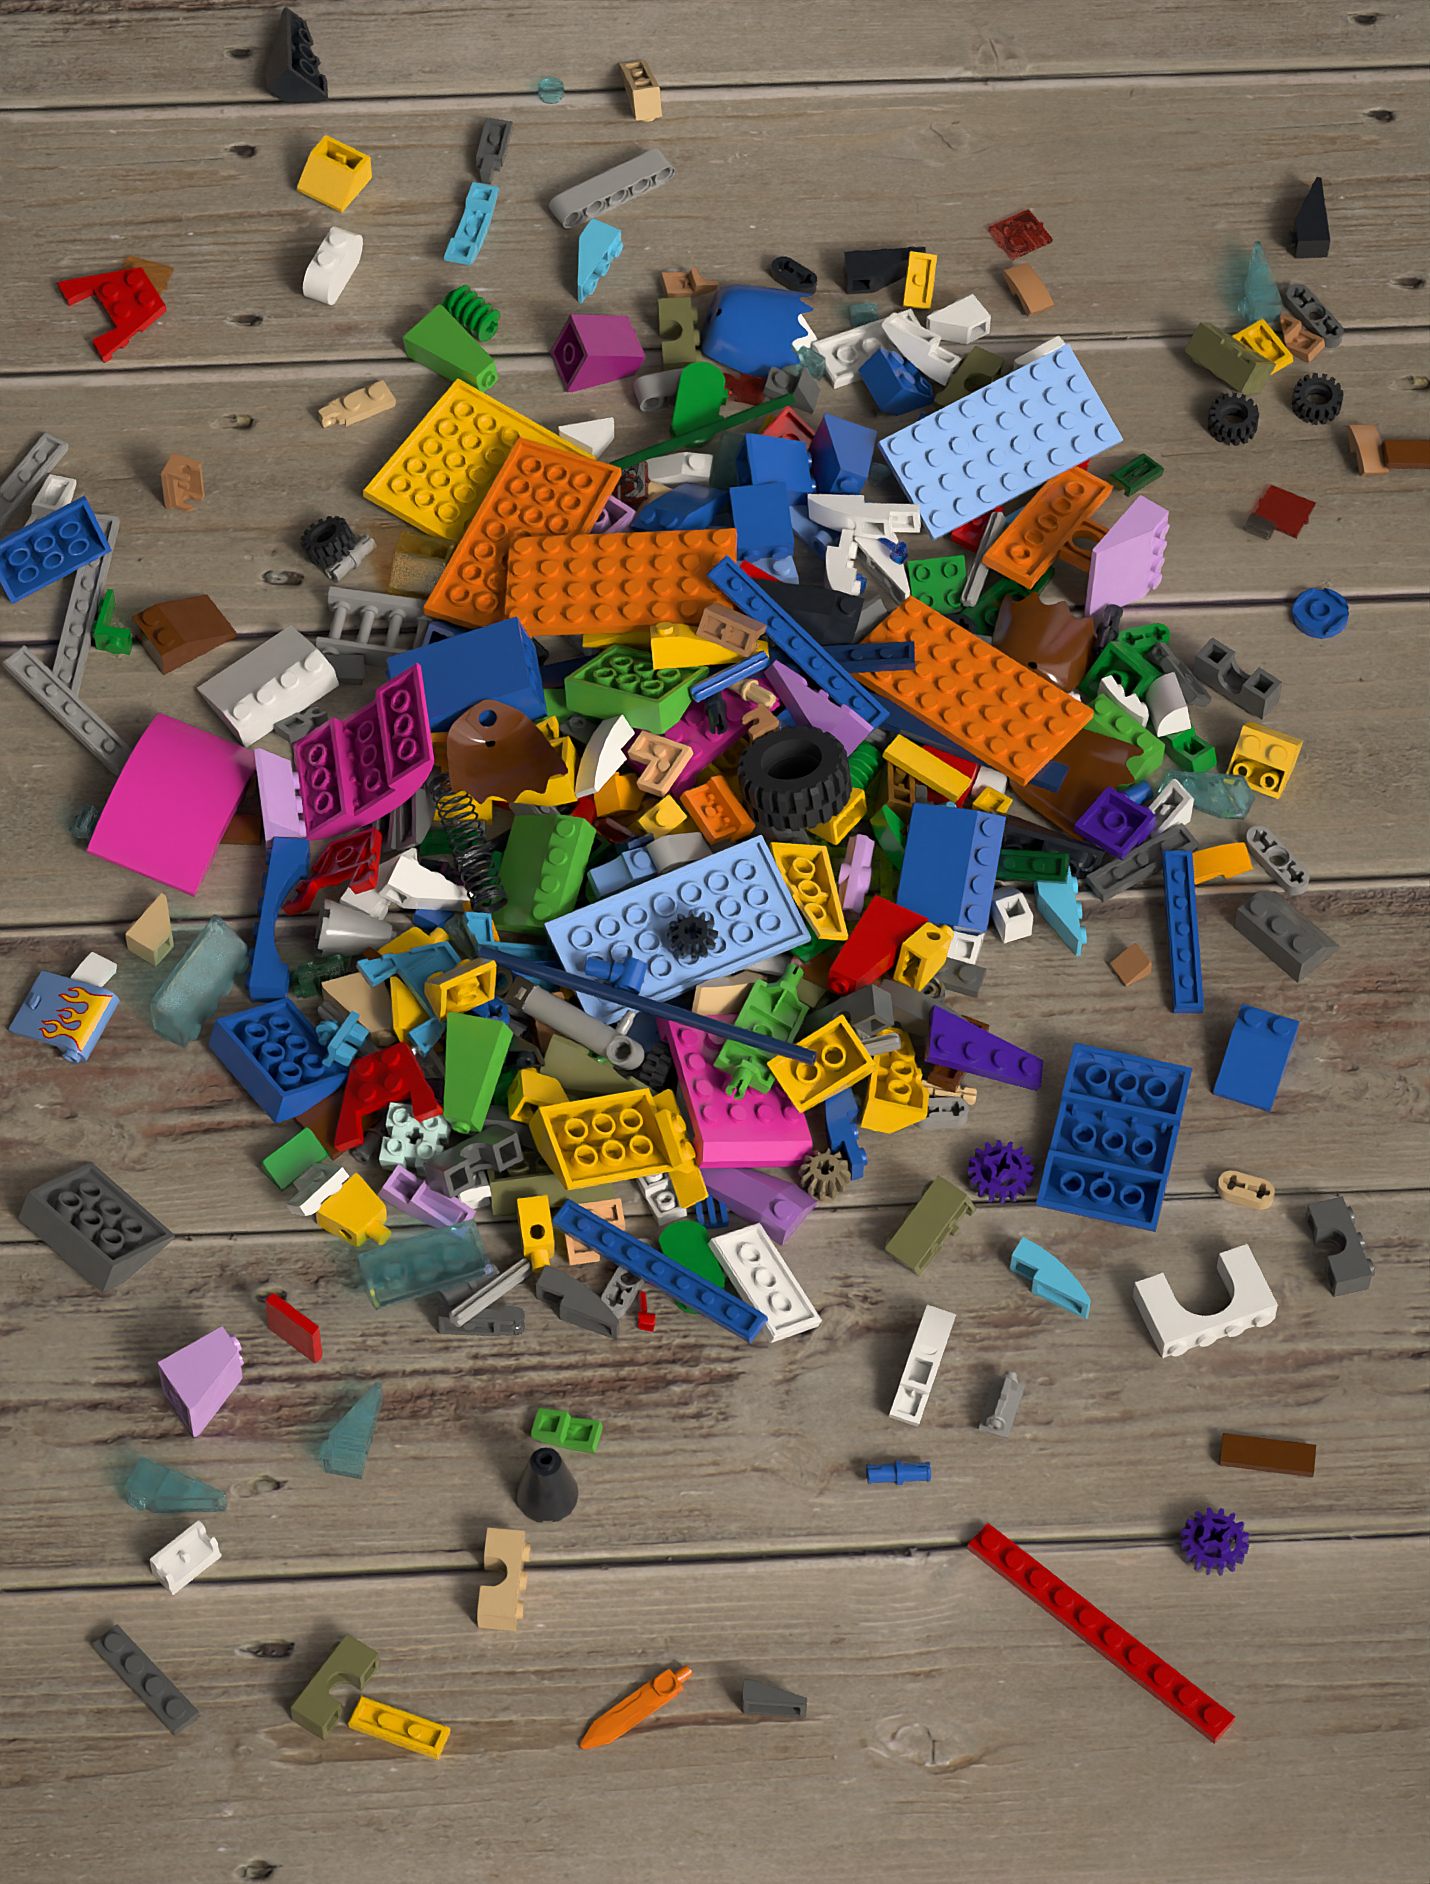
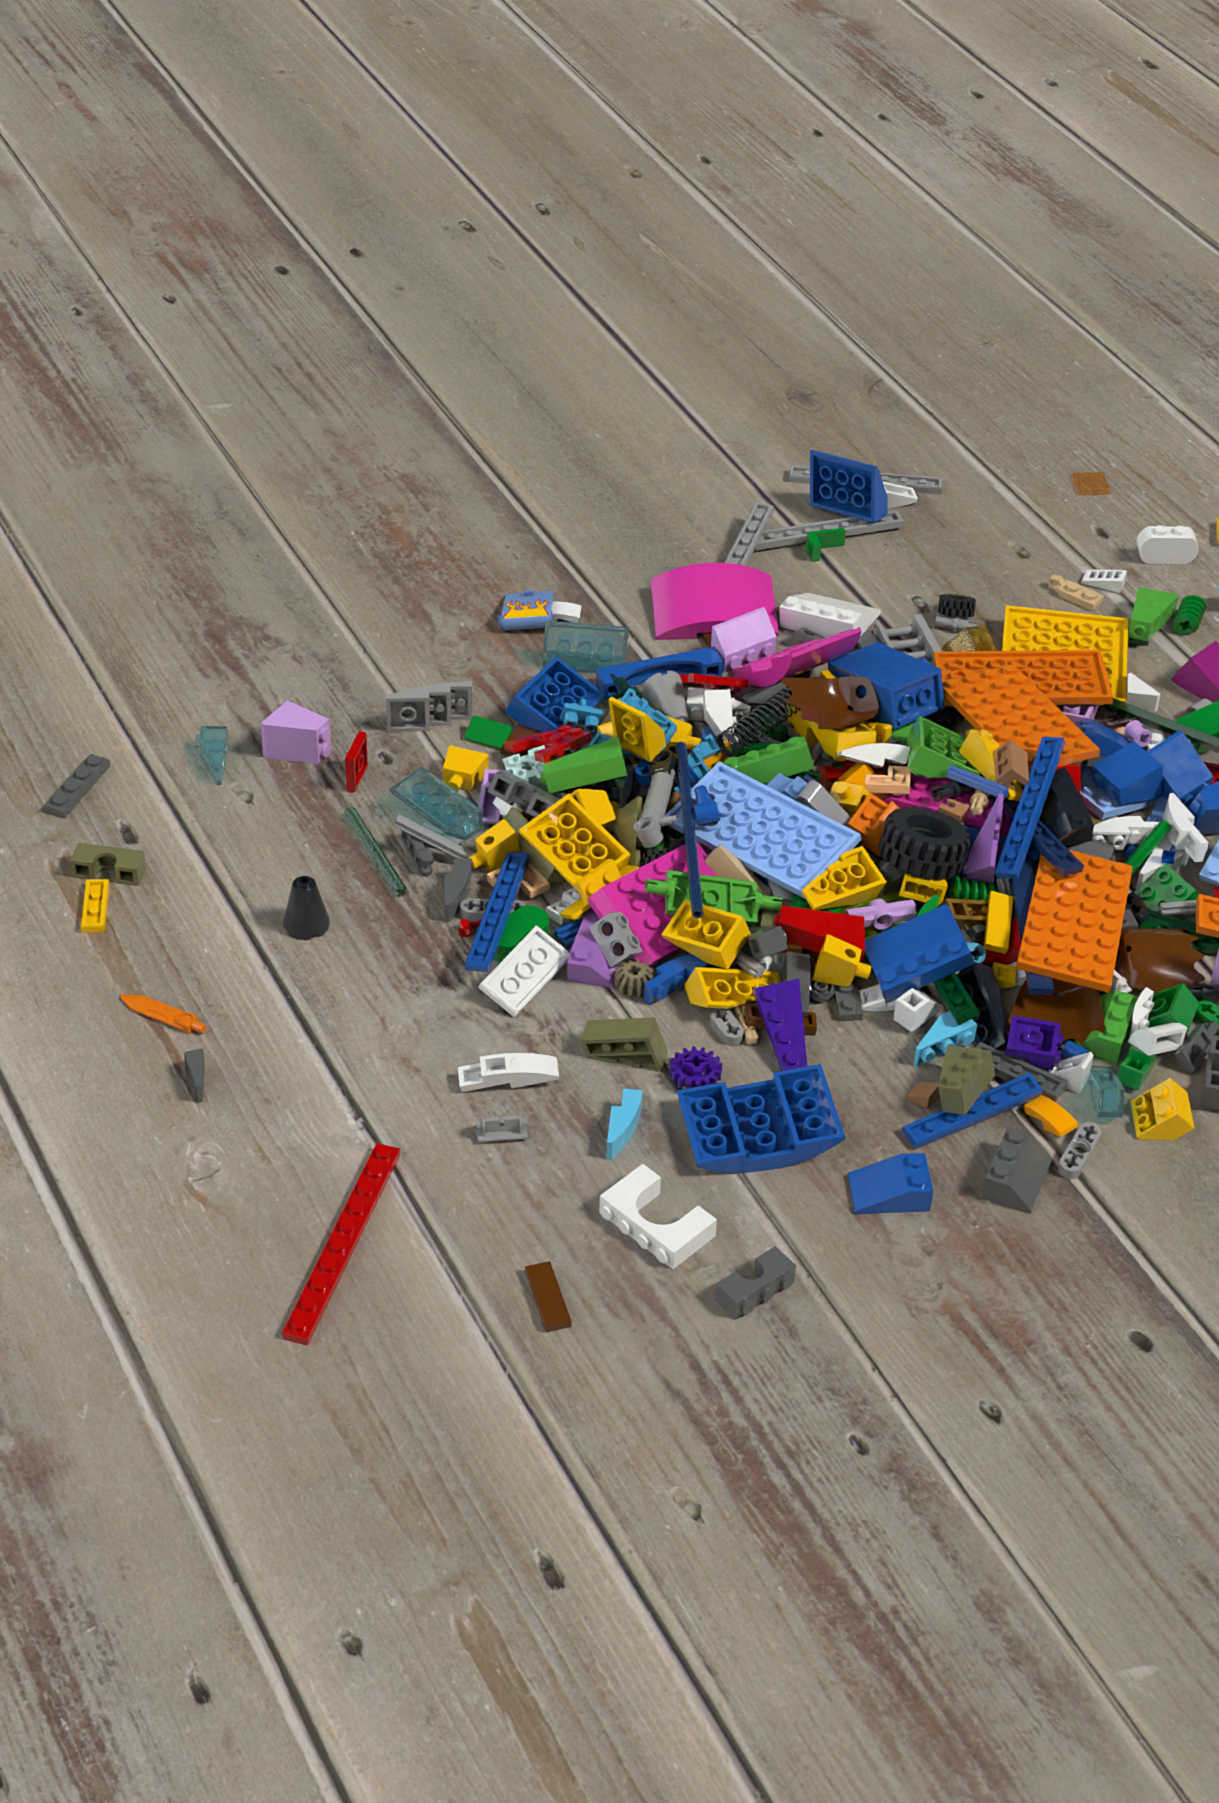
camera: 65 degrees right, 15 degrees down
(94, 1225) = (386, 663): dark grey slope -> none
(127, 300) = (1067, 480): red wing -> none
(152, 933) = (618, 618): tan slope -> none
(181, 481) = (945, 532): medium nougat hinge -> none
(181, 631) = (842, 570): reddish brown slope -> none
(184, 1558) = (170, 772): white hinge -> none
(225, 1203) = (429, 706): none -> light grey slope
(315, 1186) = (470, 742): white plate -> none
(351, 1438) = (298, 817): clear light blue slope -> none
(360, 349) = (1105, 579): none -> white slope
(456, 1370) = (375, 852): none -> clear green axle
(501, 1604) = (210, 922): tan arch -> none
(563, 1431) = (358, 915): bright green slope -> none
(685, 475) = (1136, 732): none -> lavender bush
(703, 932) = (756, 828): black gear -> none
(773, 1168) = (612, 942): none -> light grey brick
(871, 566) = (1148, 845): none -> green axle
(898, 1472) = (415, 1088): blue pin -> none
(1146, 916) = (964, 1077): none -> olive wedge
(1211, 1553) = (451, 1281): dark purple gear -> none
(1245, 1190) = (777, 1215): tan beam -> none

